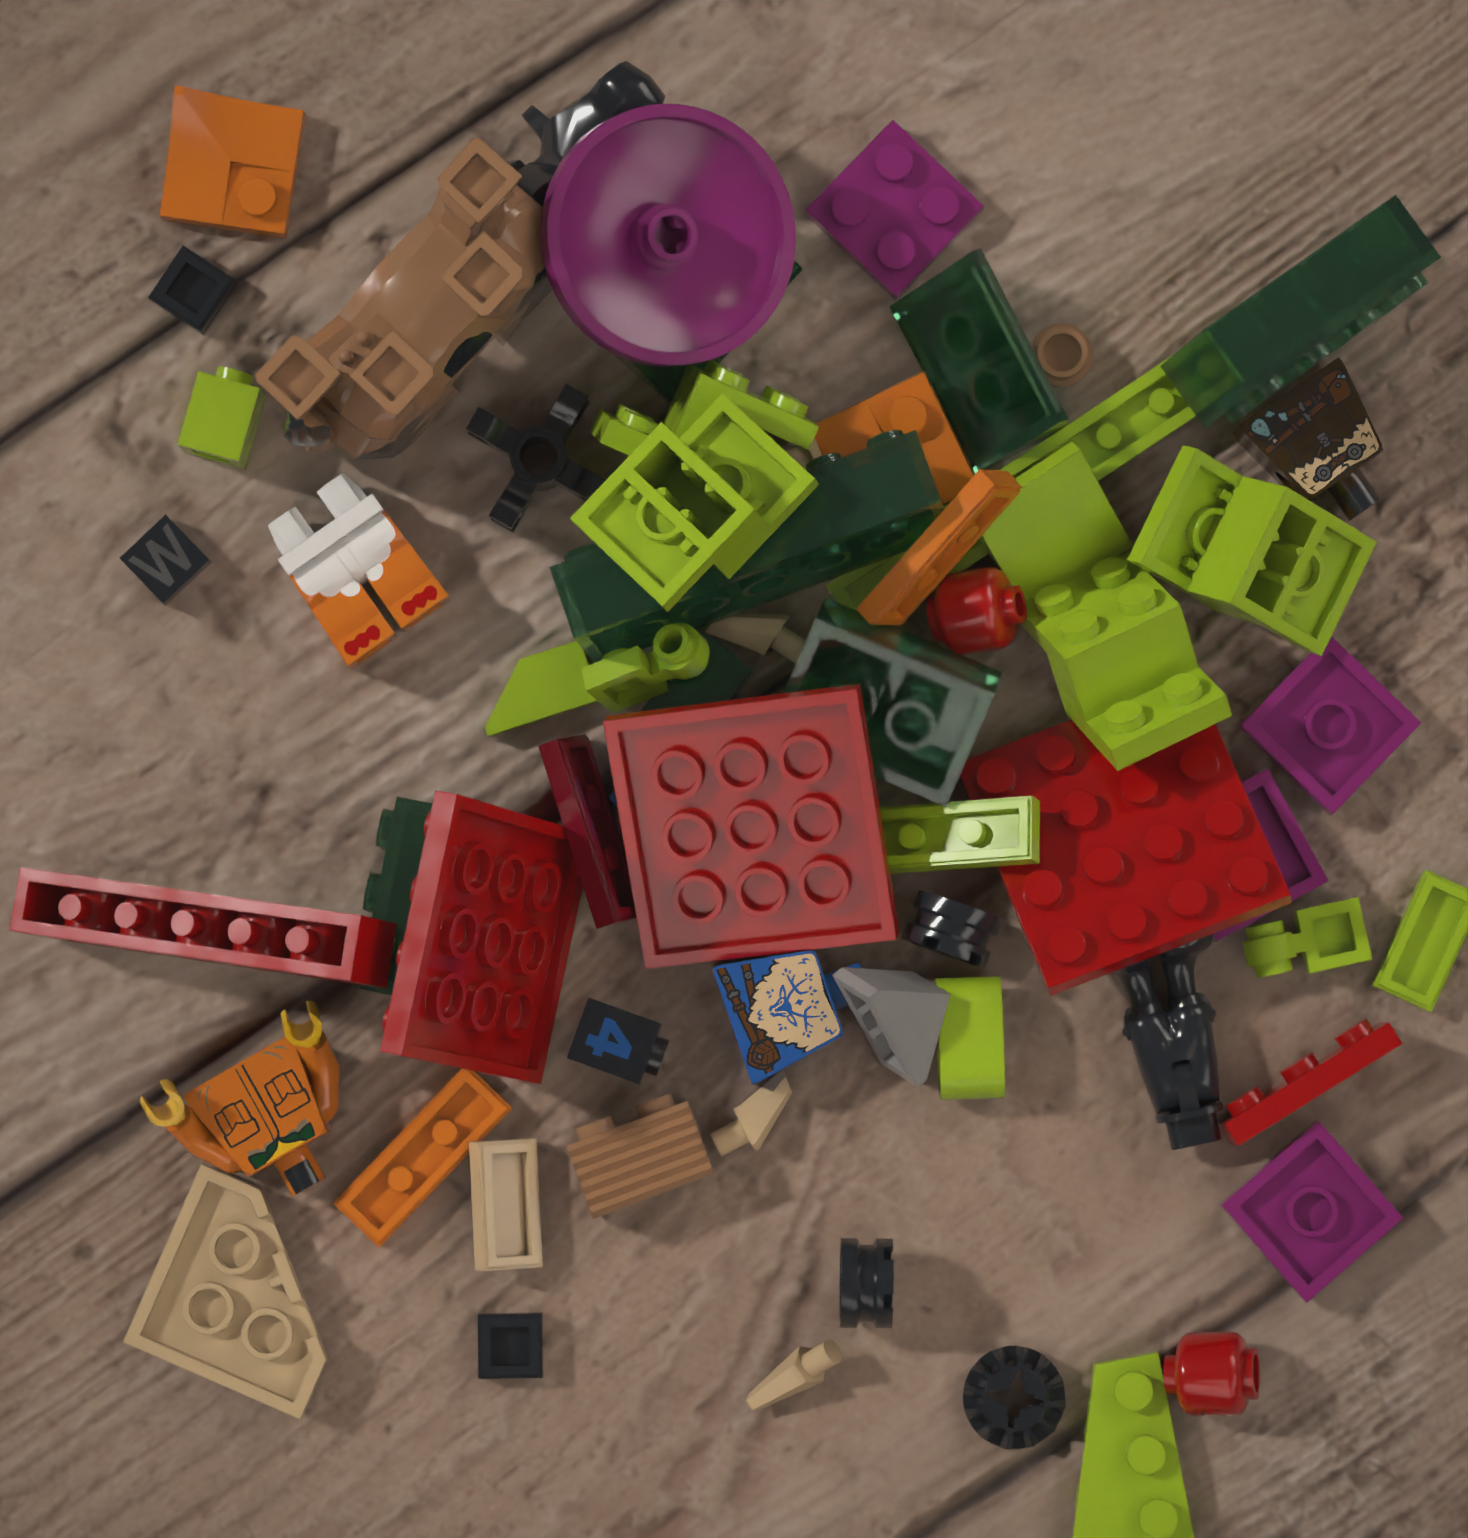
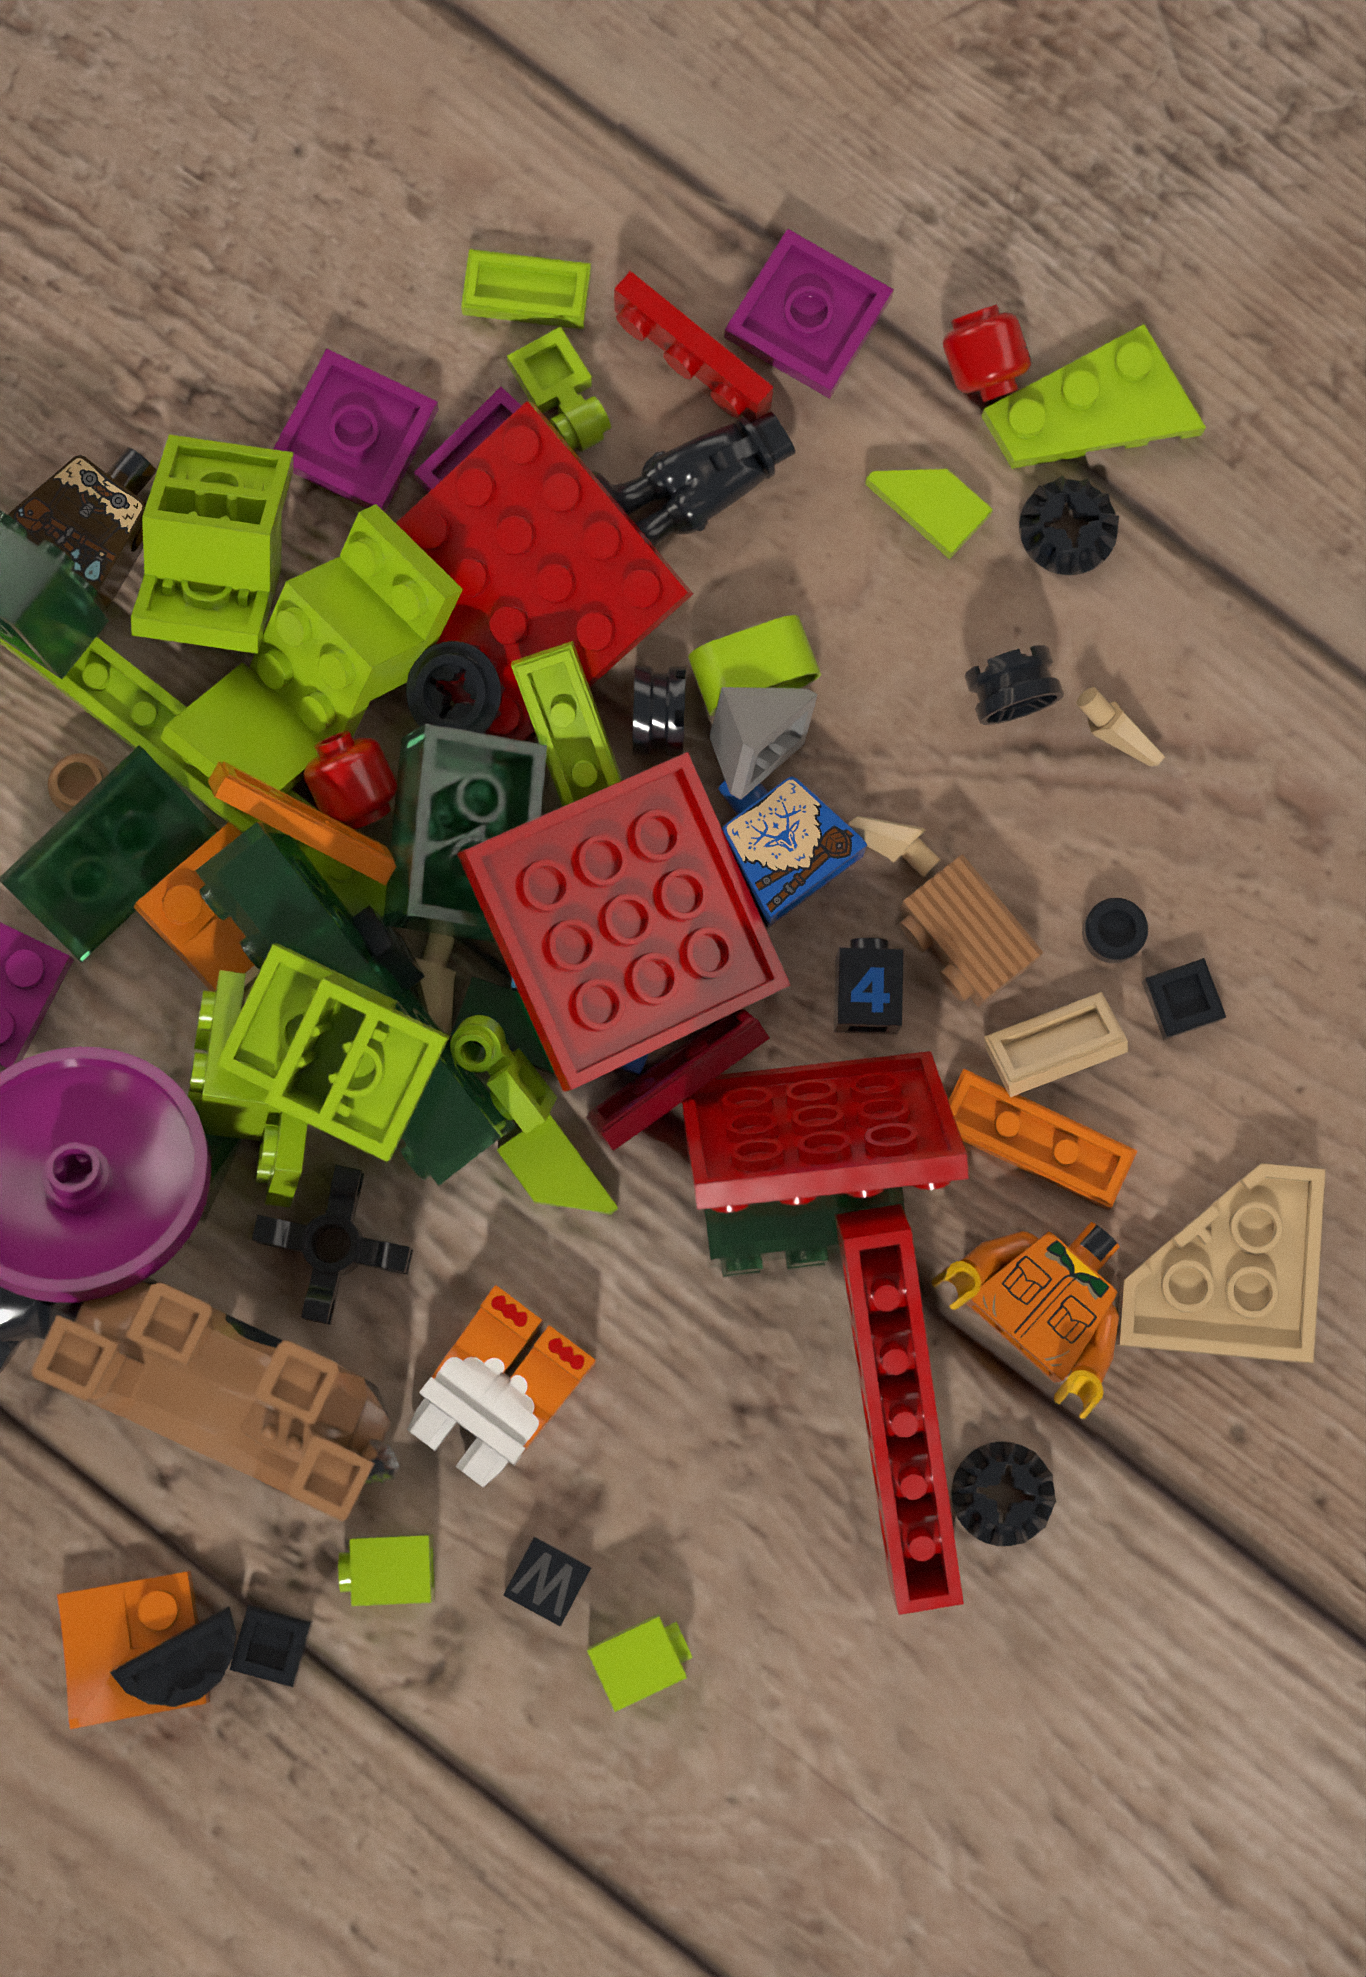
camera: 115 degrees left, 5 degrees down
(63, 620) = (640, 1661): none -> lime brick
(130, 998) = (980, 1513): none -> black gear
(199, 203) = (182, 1665): none -> black tile
(598, 1302) = (1115, 930): none -> black tile
(801, 595) = (387, 947): none -> black tile
(1031, 712) = (448, 662): none -> black gear
(1077, 1270) = (932, 504): none -> lime tile

